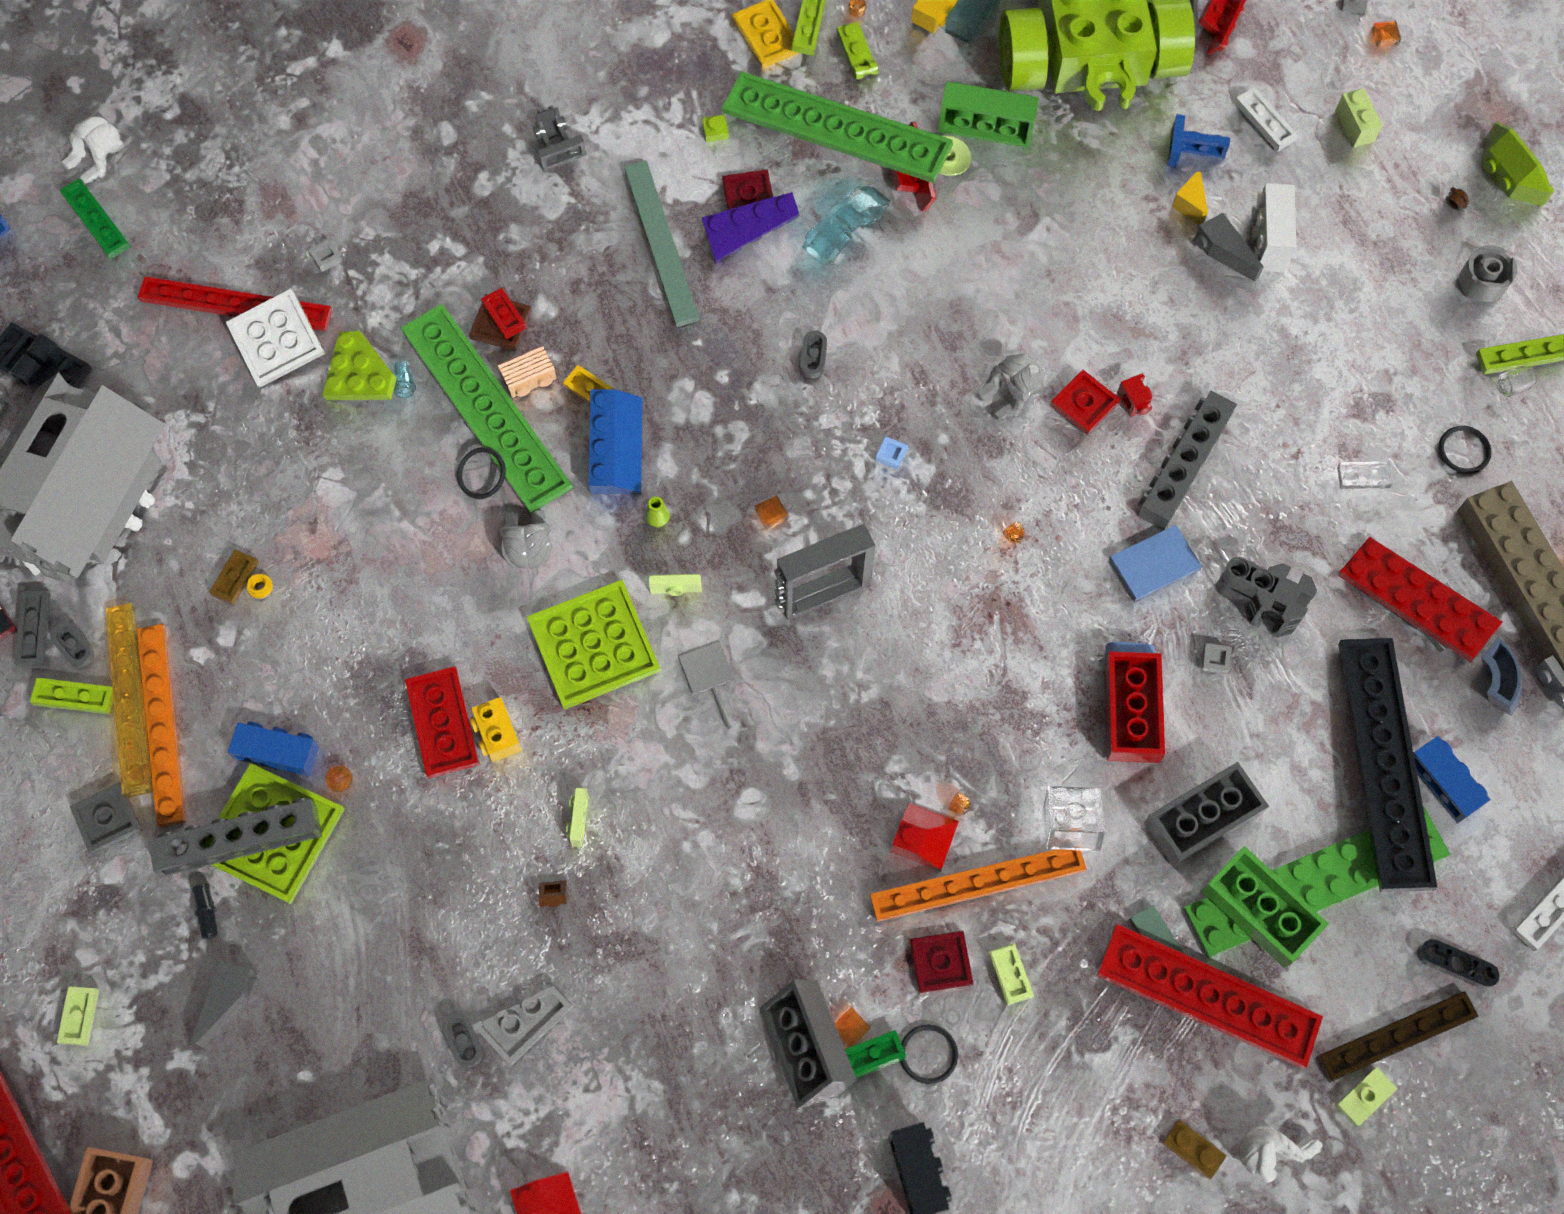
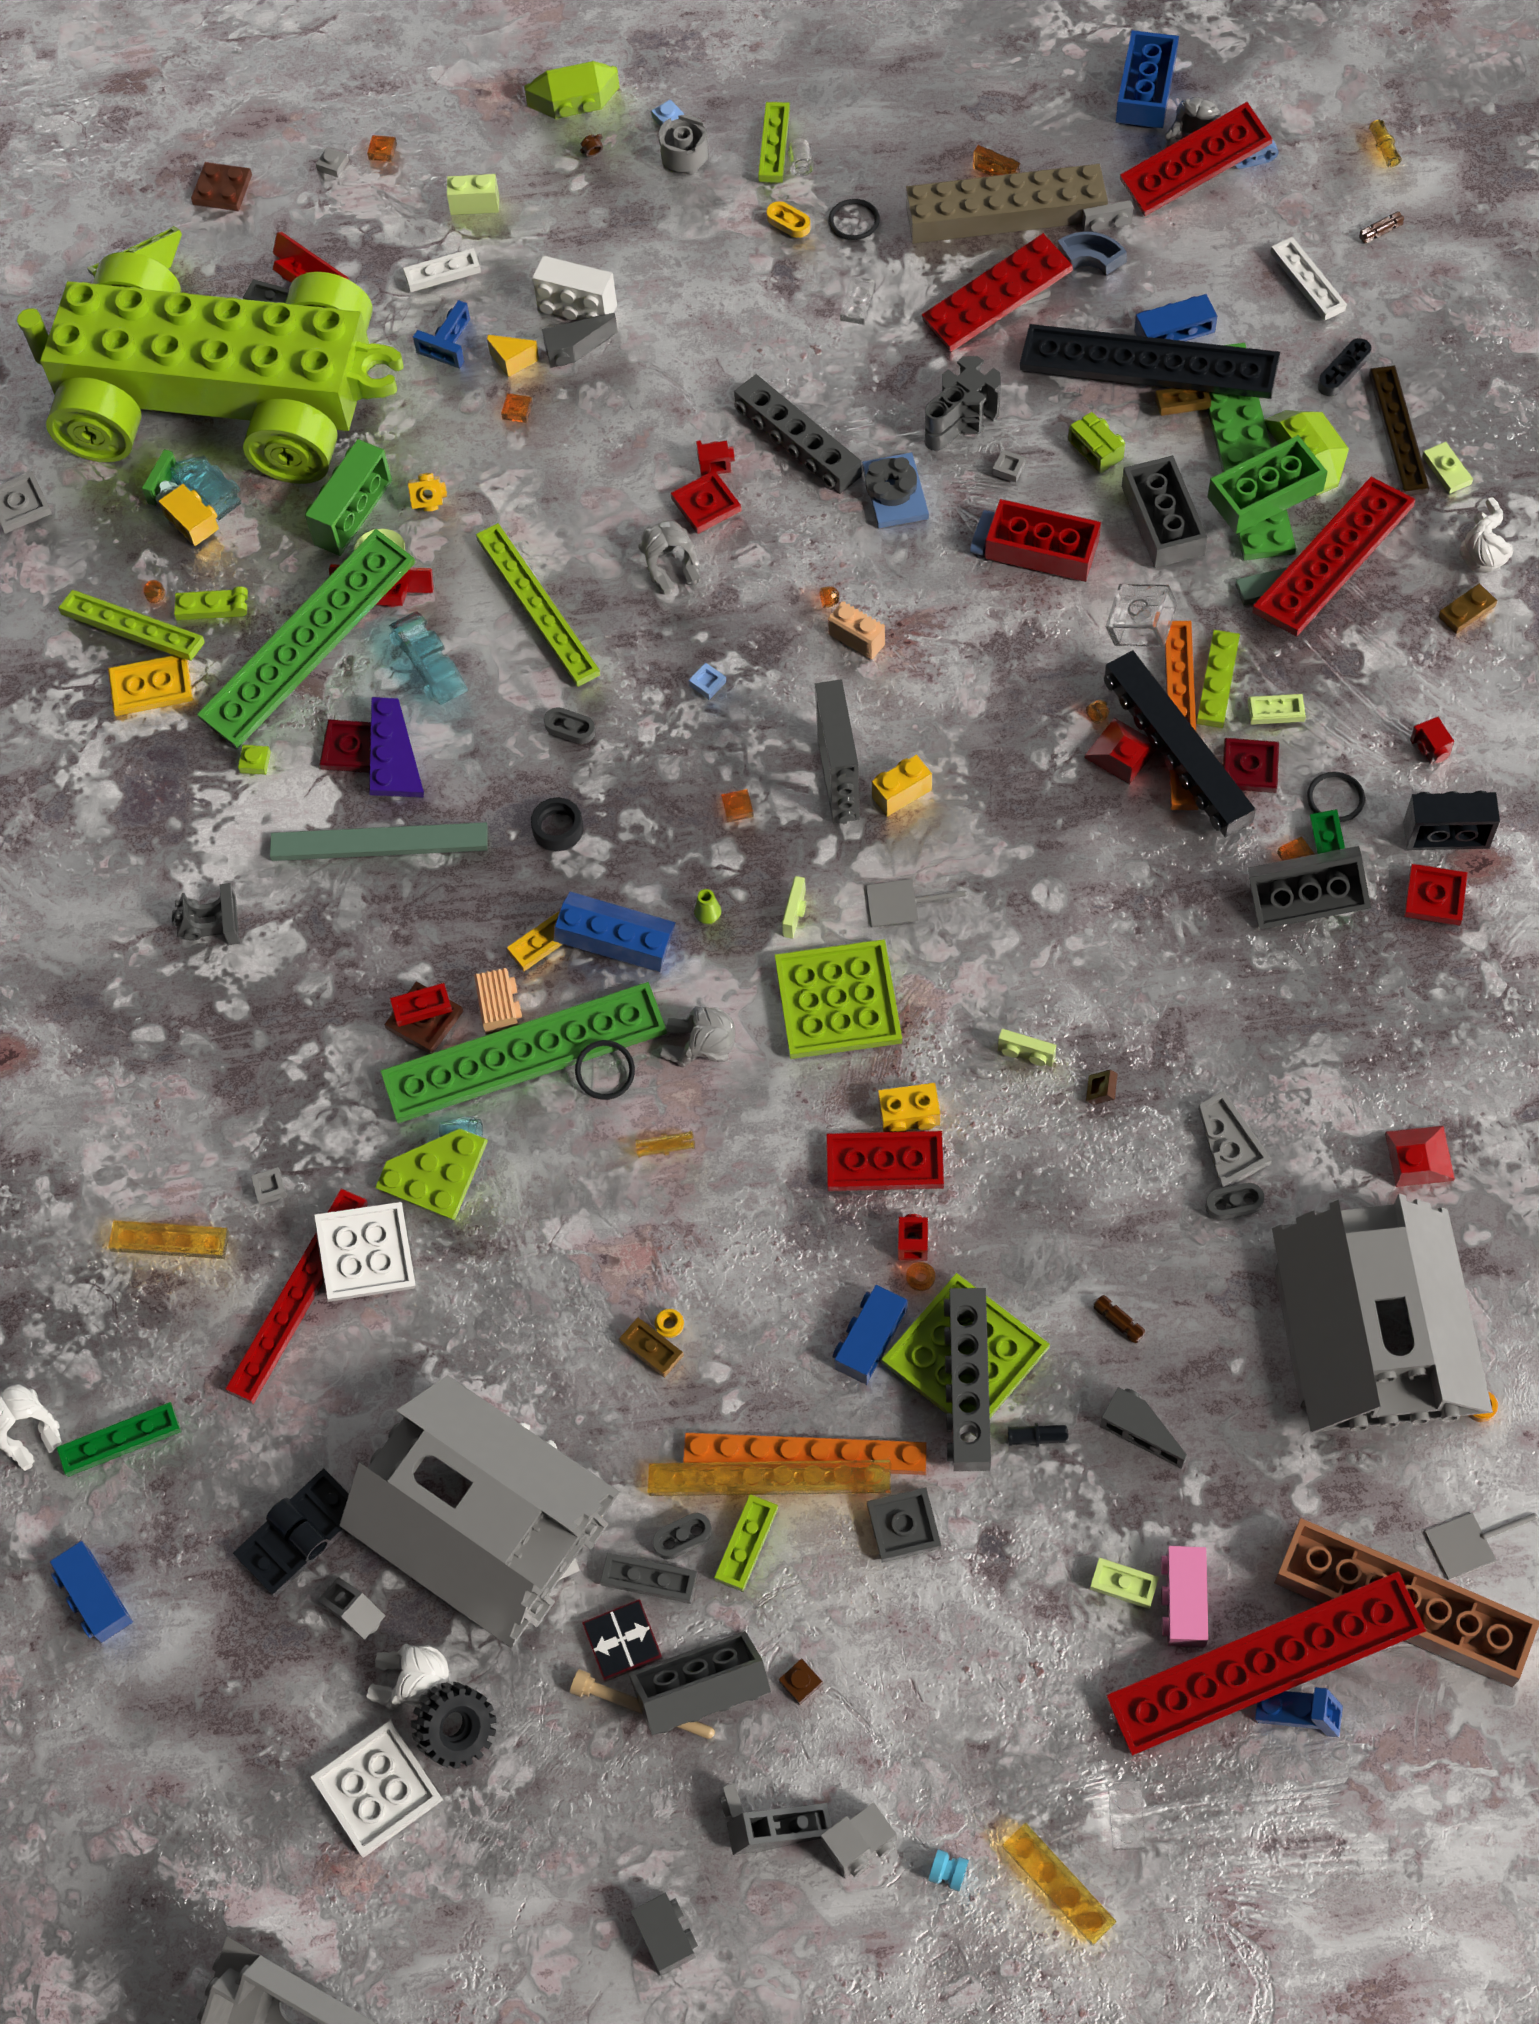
camera: 70 degrees left, 5 degrees down
(70, 1072) = (1185, 1596): none -> bright pink brick
(266, 200) = (169, 1239): none -> clear yellow plate
(328, 959) = (1119, 1319): none -> reddish brown axle
(364, 756) = (913, 1248): none -> red brick
(422, 539) = (665, 1144): none -> clear yellow pin
(711, 354) = (556, 806): none -> black tyre
(824, 643) = (901, 785): none -> yellow brick
(838, 1174) = (1435, 894): none -> red plate
(930, 295) = (538, 605): none -> lime plate
(932, 884) = (1179, 744): none -> black brick
(981, 565) = (857, 630): none -> light nougat brick
(1016, 1139) = (1433, 740): none -> red brick
(1017, 173) = (420, 499): none -> yellow brick
(1032, 911) = (1218, 679): none -> lime plate
(1138, 221) = (516, 408): none -> clear orange plate
(1155, 567) = (887, 469): none -> dark grey plate
(1272, 733) = (1096, 442): none -> lime brick
(1343, 948) = (1317, 435): none -> lime wedge
(1351, 803) = (1181, 400): none -> pearl gold plate
(1436, 391) = (792, 220): none -> yellow plate
(1524, 254) = (665, 112): none -> light blue plate

